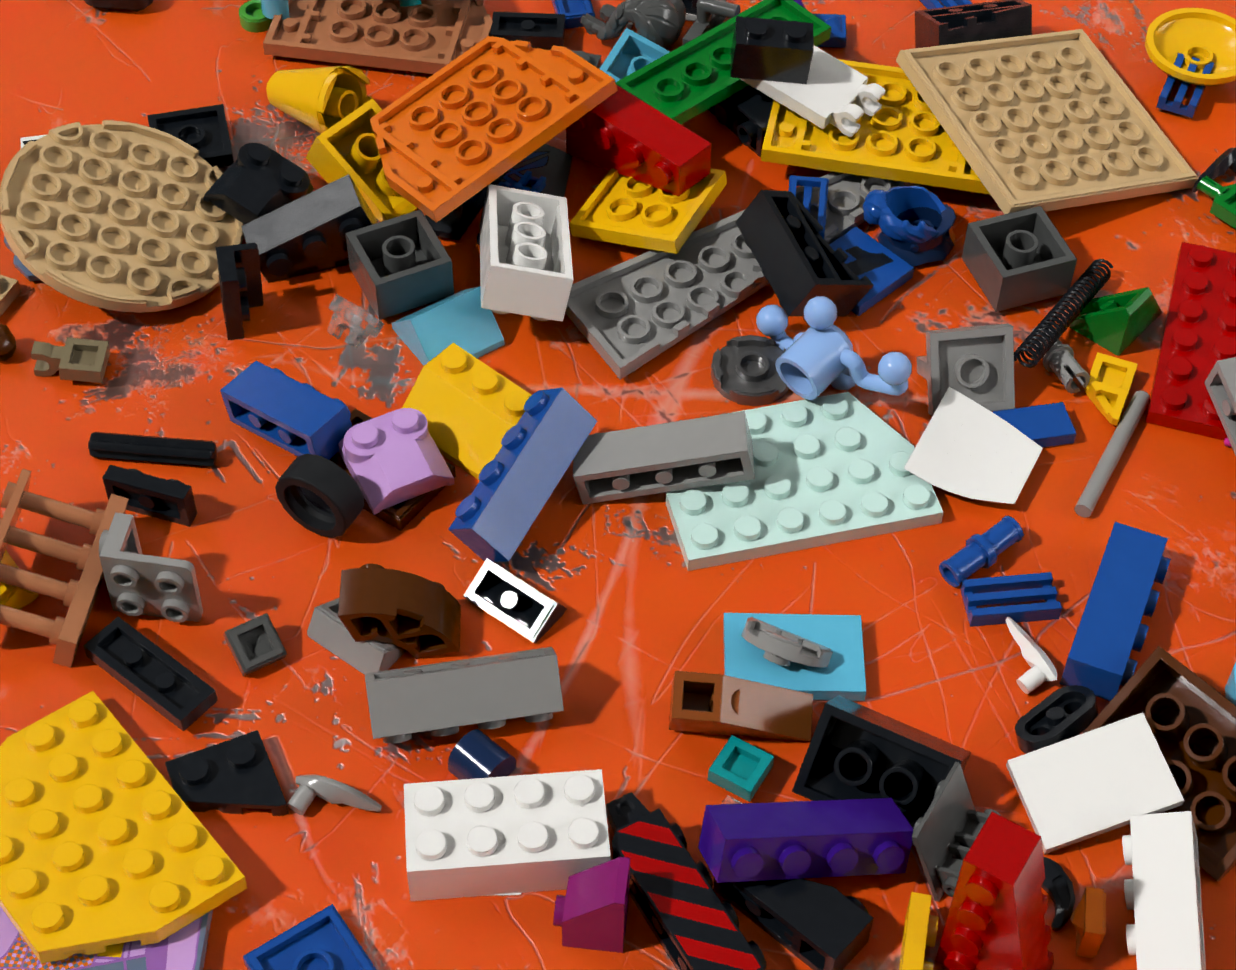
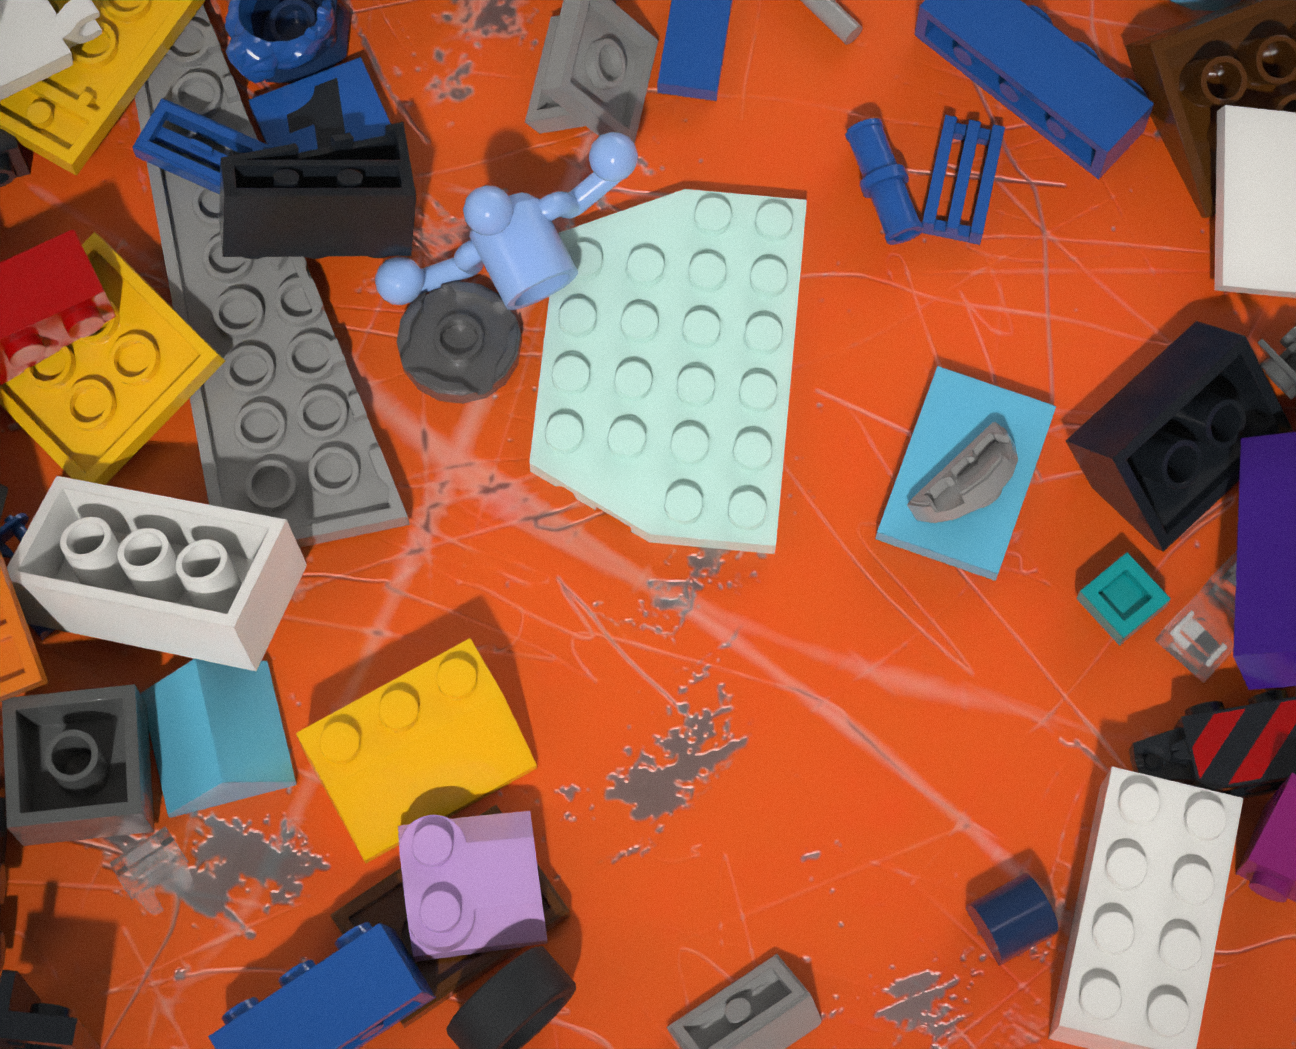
camera: 70 degrees left, 20 degrees up
(399, 610) = (756, 953): reddish brown brick -> none
(464, 693) = (915, 907): light grey brick -> none
(513, 601) = (756, 795): slope -> none
(522, 474) = (586, 711): brick -> none
(664, 458) = (610, 514): light grey brick -> none
(738, 707) = (1042, 575): dark orange slope -> none
(973, 452) = (725, 120): white sticker -> none
(1041, 666) = (1080, 187): white bar -> none
(1057, 718) = (1172, 208): black plate -> none

